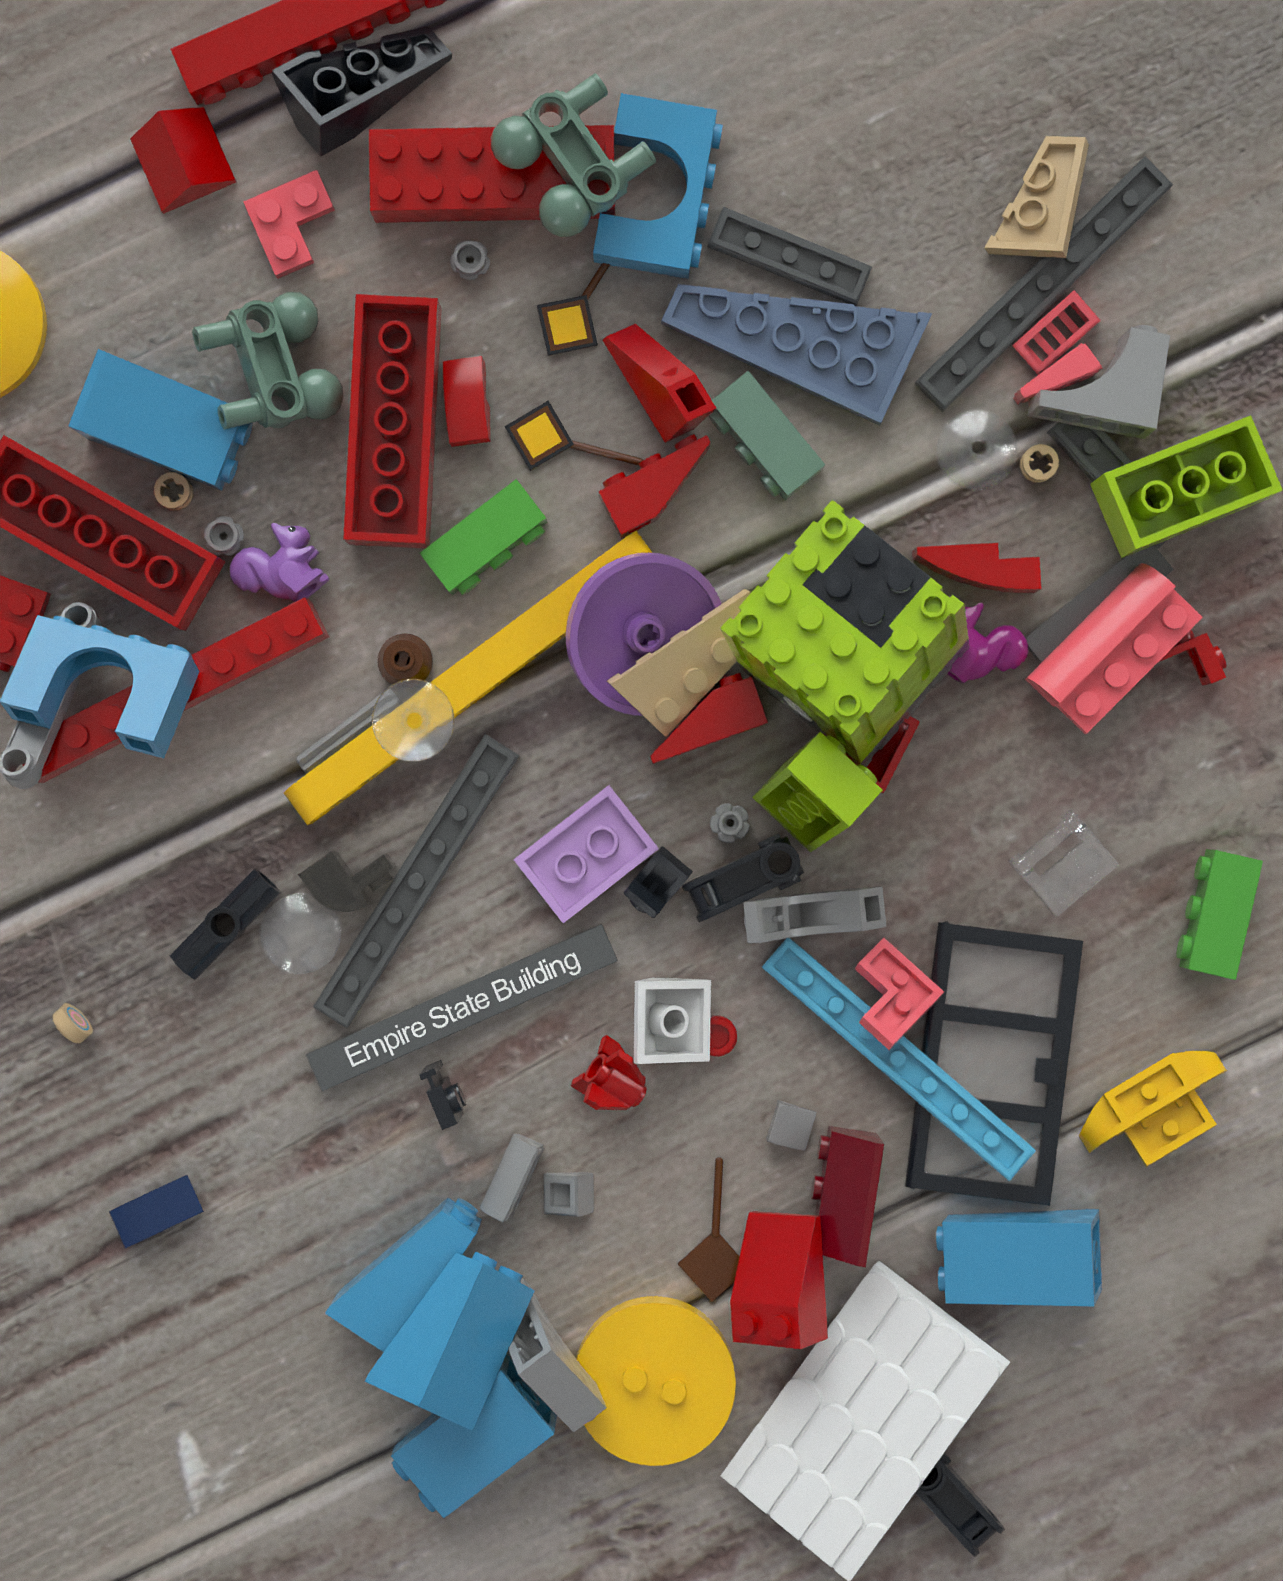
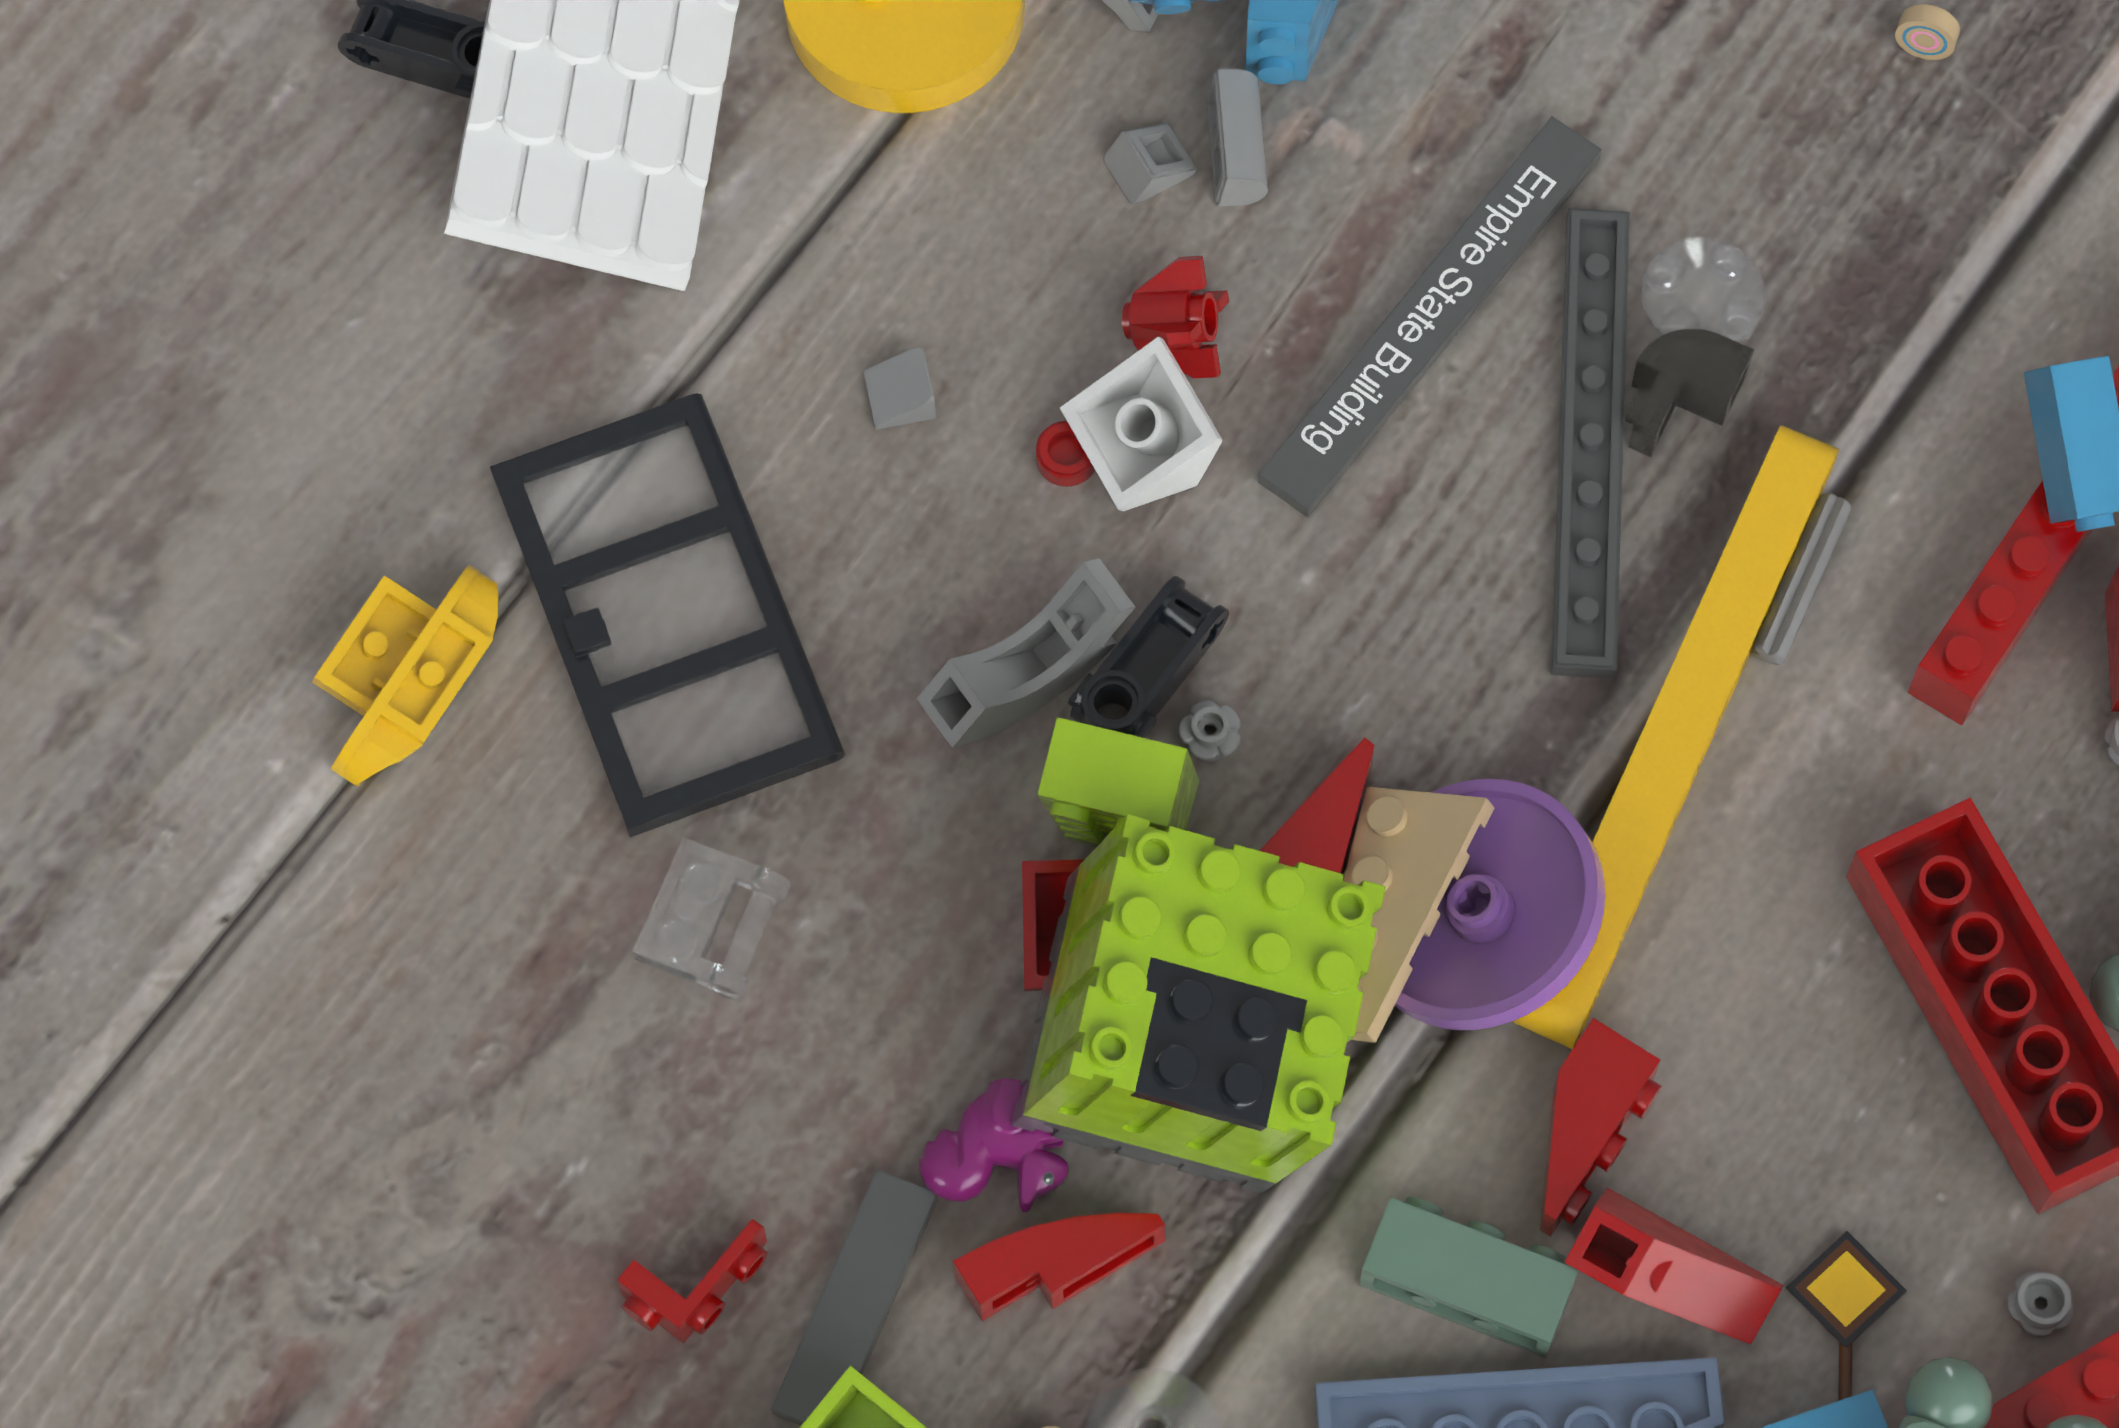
camera: 160 degrees right, 20 degrees down
(207, 942) = (1802, 279): black piece -> none
(286, 572) = (2022, 731): medium lavender animal -> none
(391, 717) = (1728, 585): clear dish -> none
(407, 647) = (1785, 722): reddish brown cone -> none
(444, 1097) = (1390, 180): black plate -> none
(466, 401) = (1923, 1095): red slope -> none
(485, 538) = (1776, 922): bright green brick -> none
(542, 436) = (1783, 1115): piece -> none
(586, 854) = (1383, 587): lavender plate -> none
(657, 882) = (1265, 594): black bracket -> none
(713, 1261) = (907, 178): reddish brown piece -> none
(780, 1282) = (806, 177): red slope -> none
(847, 1192) = (781, 334): dark red slope -> none
(902, 1063) = (801, 543): medium azure tile -> none
(904, 990) = (837, 622): coral plate -> none
(1021, 1258) = (490, 378): dark azure slope -> none
(1114, 647) = (803, 1236): coral brick -> none
(1219, 913) = (454, 962): bright green brick -> none

